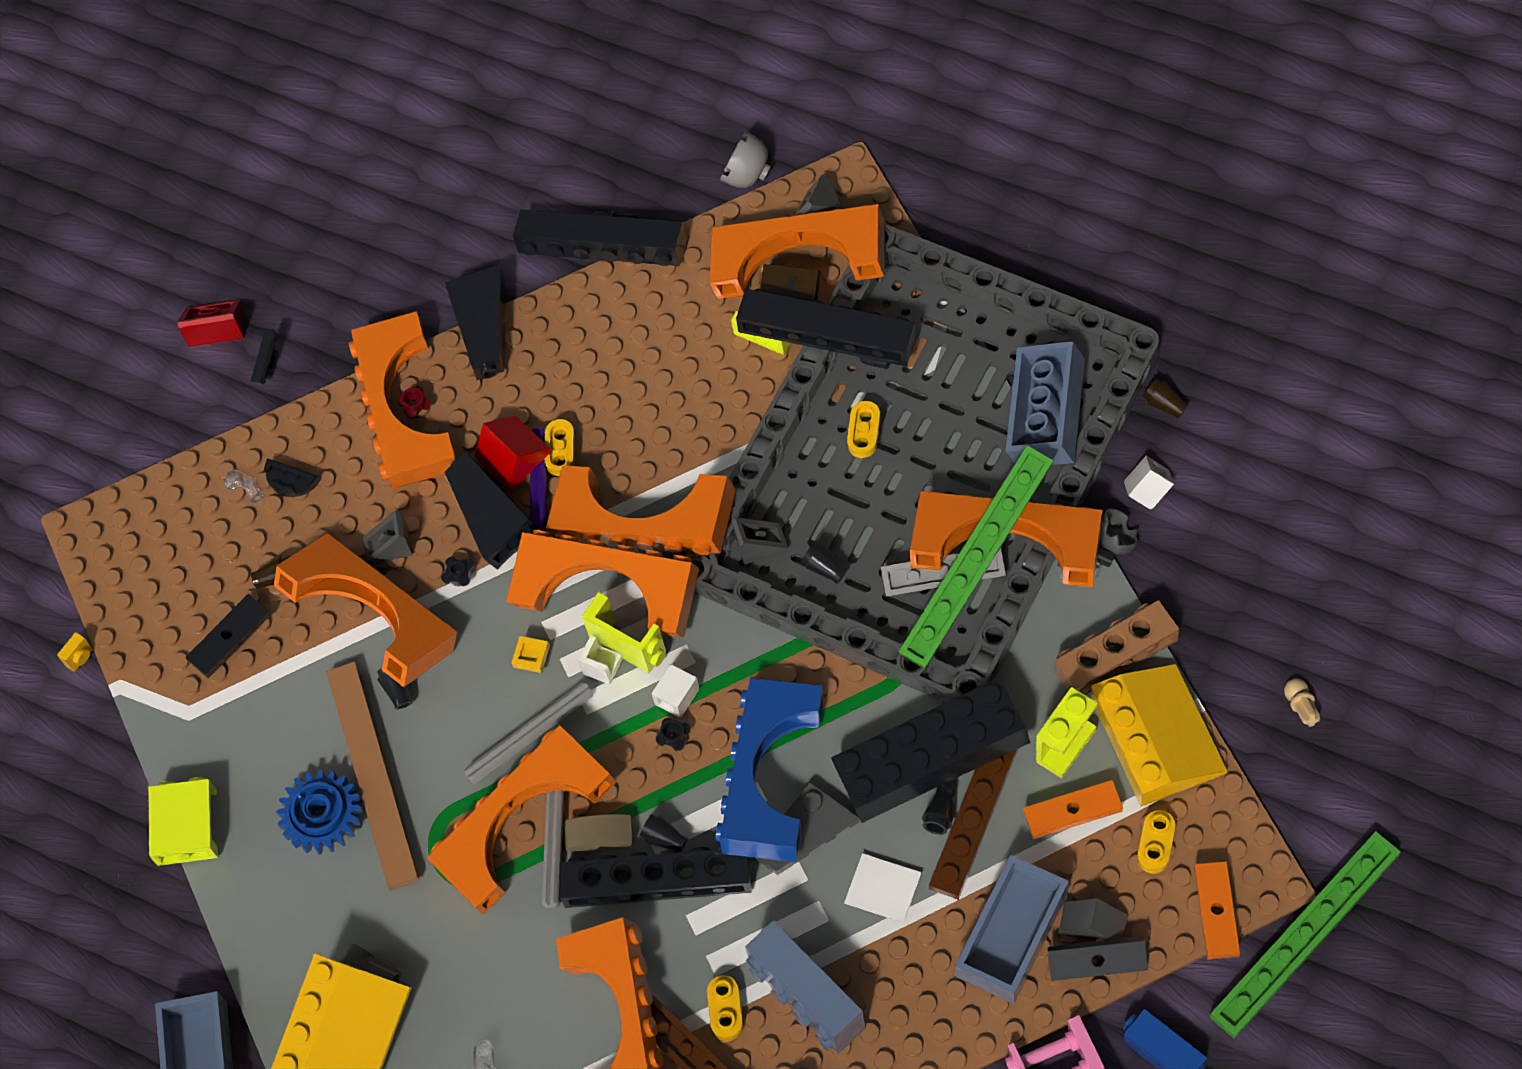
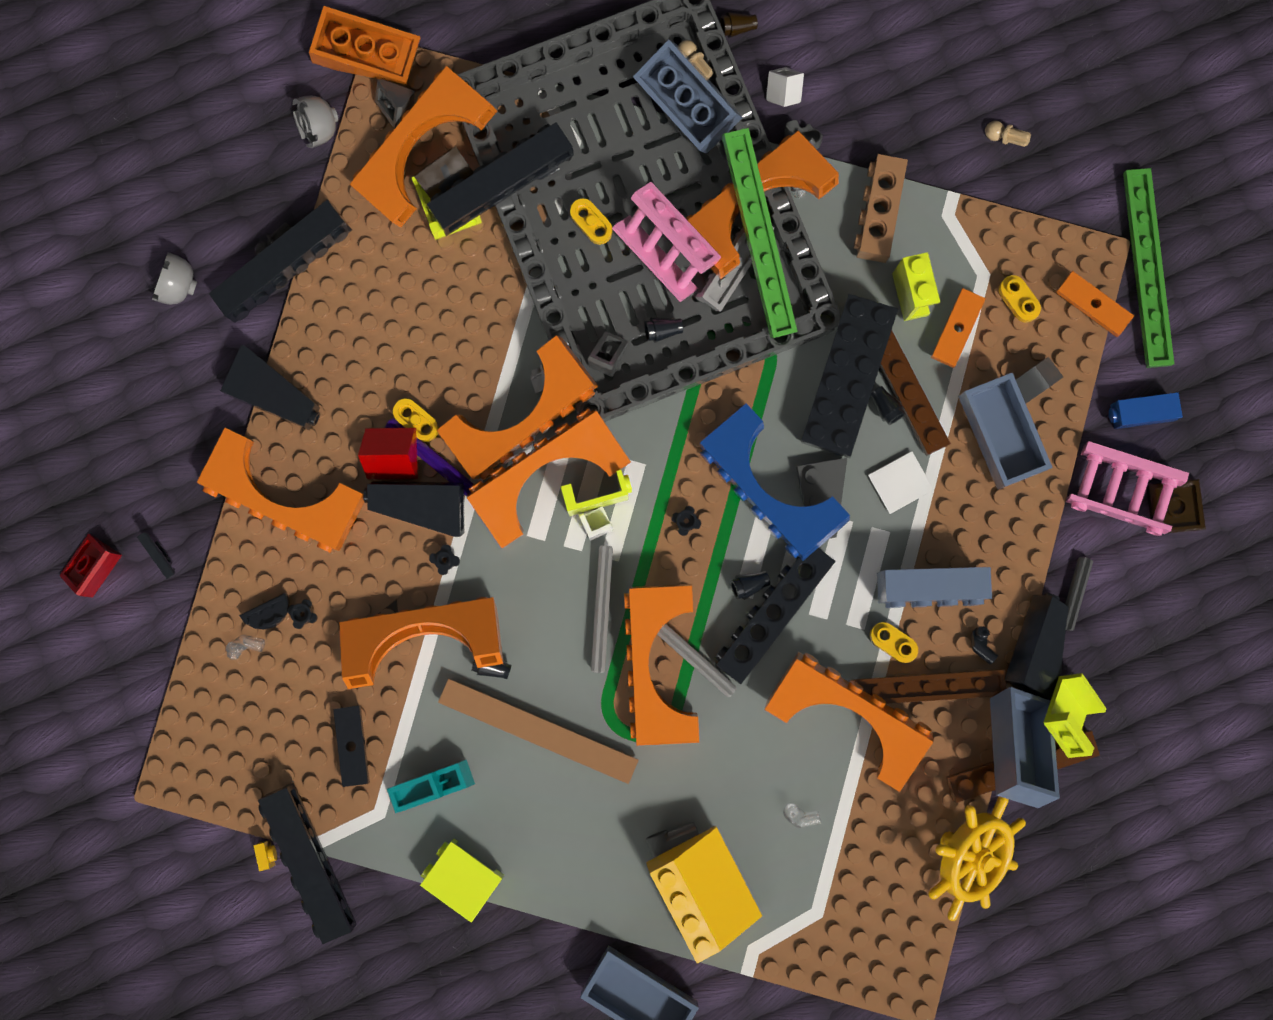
camera: 60 degrees left, 20 degrees up
(95, 688) = (307, 863): none -> black brick
(247, 728) = (431, 786): none -> teal slope
(266, 575) = (331, 679): dark brown cone -> none
(307, 497) = (306, 607): none -> black plate
(332, 825) = (536, 803): blue gear -> none
(388, 540) = (379, 587): dark grey slope -> none
(411, 395) = (283, 479): dark red plate -> none
(508, 178) = (174, 281): none -> light grey cylinder
(530, 654) = (549, 562): yellow plate -> none
(598, 830) = (712, 623): dark tan slope -> none
(675, 691) = (661, 494): white panel -> none
(841, 141) = (362, 47): none -> orange slope
(896, 493) = (677, 230): none -> bright pink fence
(1091, 386) = (690, 50): none -> tan axle
(1116, 957) = (1063, 398): black tile -> none
(1156, 732) = (956, 234): yellow slope -> none

